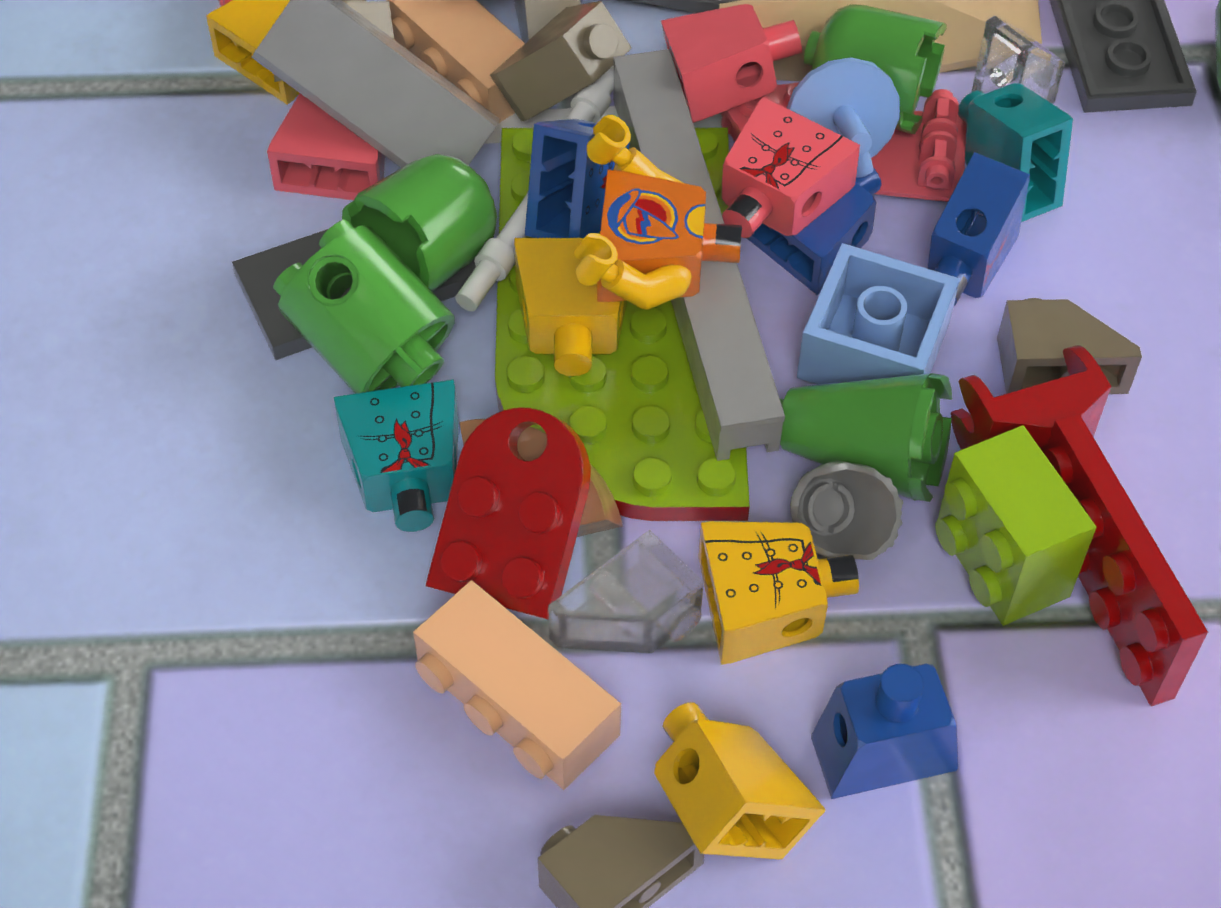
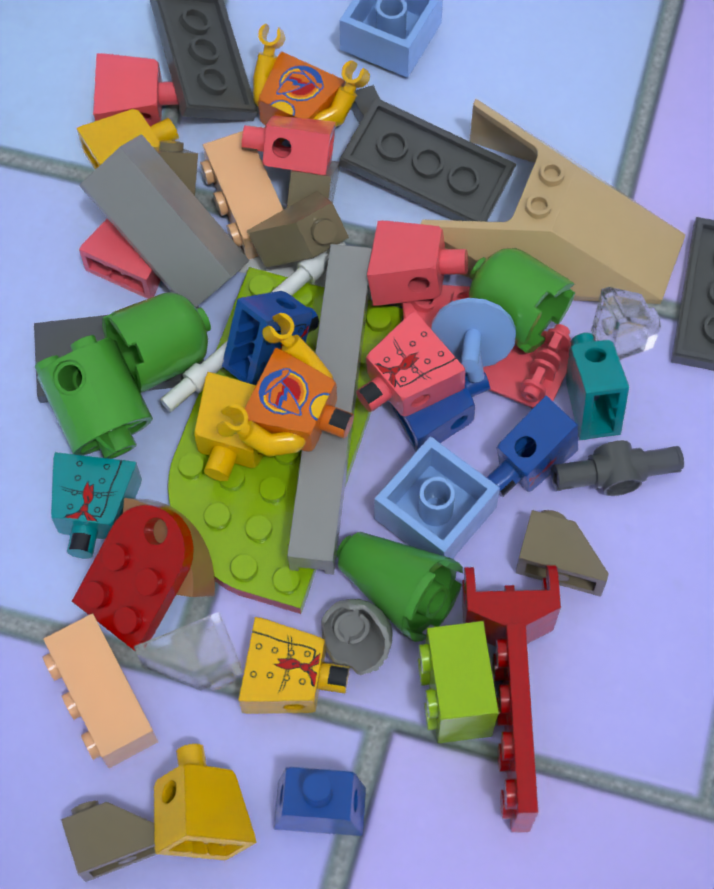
camera: 20 degrees right, 10 degrees up
(1082, 236) = (617, 468): none -> dark grey pin

